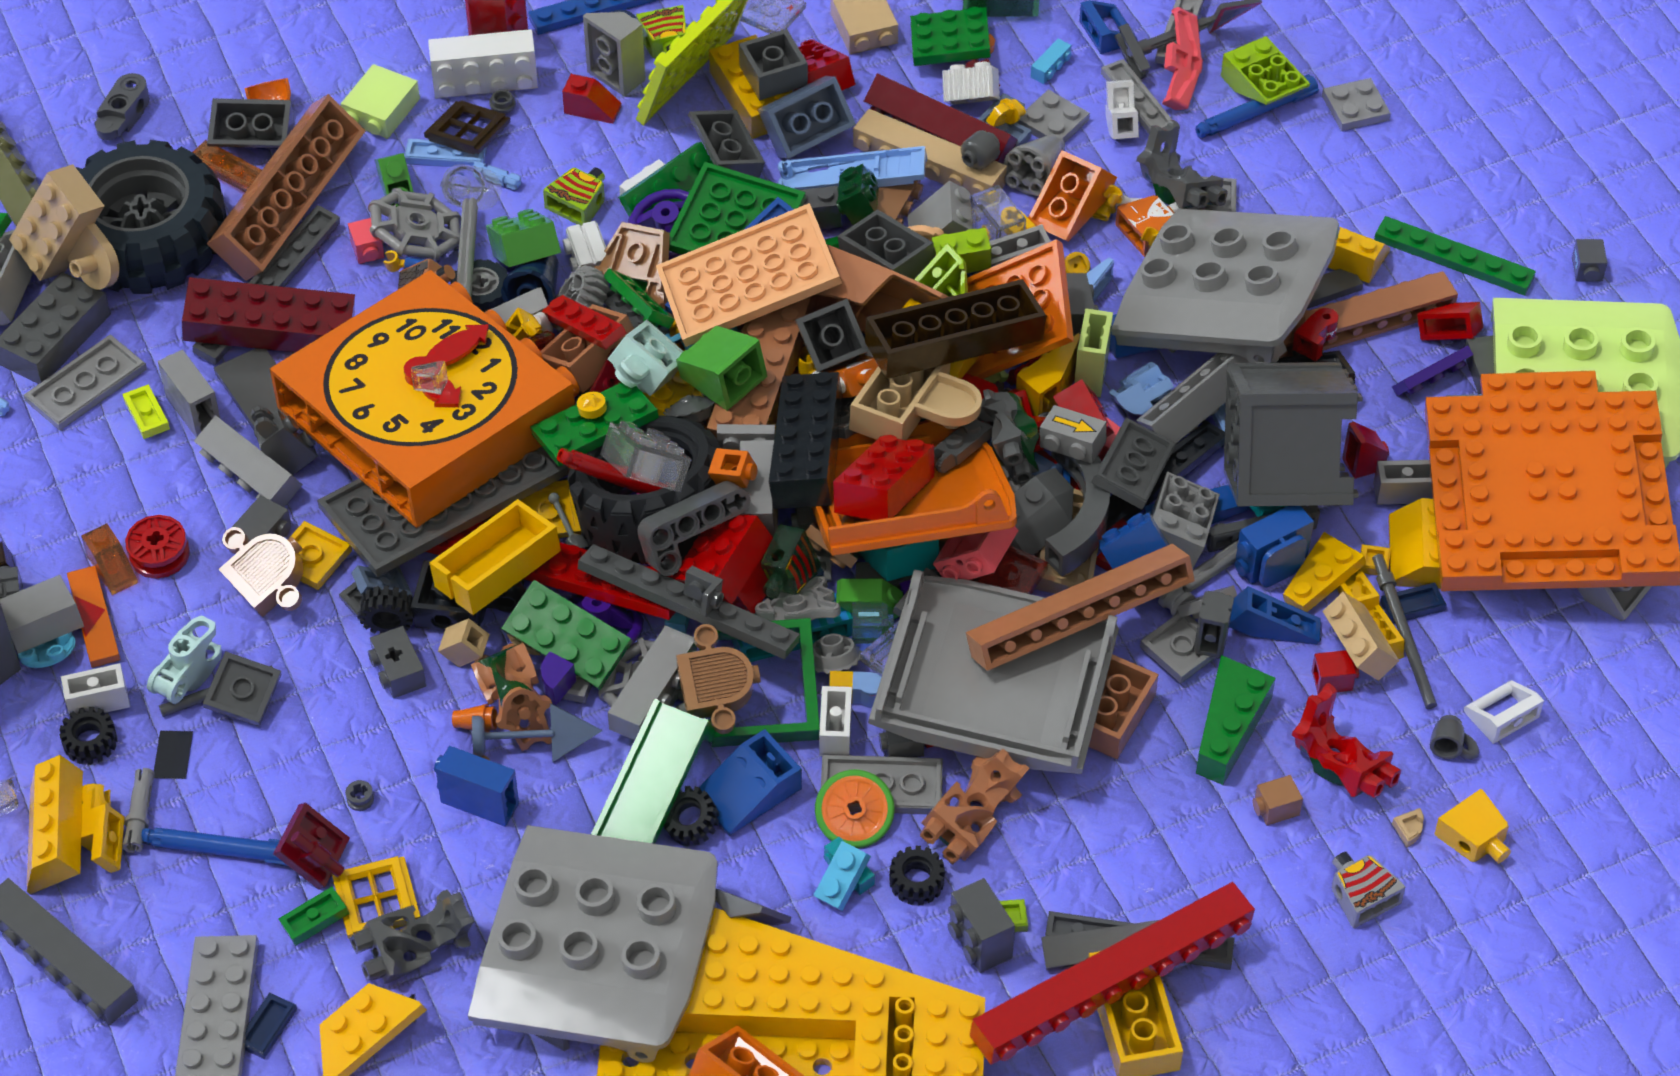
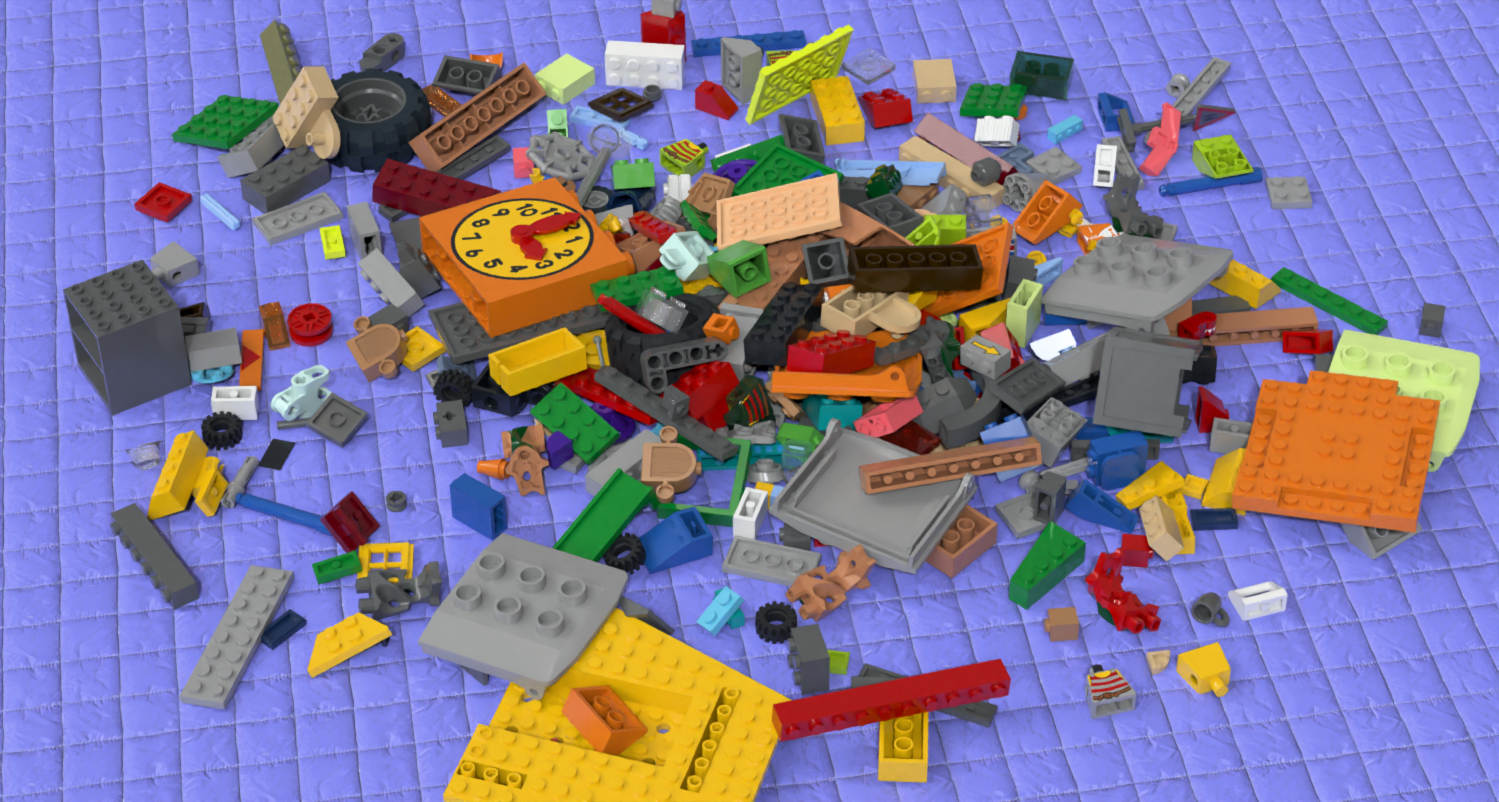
camera: 15 degrees right, 10 degrees down
(430, 377) = (526, 236): clear slope -> none
(463, 642) = (501, 418): tan brick -> none
(566, 733) = (554, 485): sand blue piece -> none
(591, 405) = (636, 275): yellow tile -> none
(773, 64) = (850, 92): dark grey brick -> none
(806, 117) = (866, 132): sand blue brick -> none
(851, 788) = (742, 558): orange wheel -> none
(1006, 112) = (1016, 153): yellow piece -> none
(1387, 584) = (1196, 500): dark grey bar -> none
(1433, 372) = (1284, 371): dark purple plate -> none

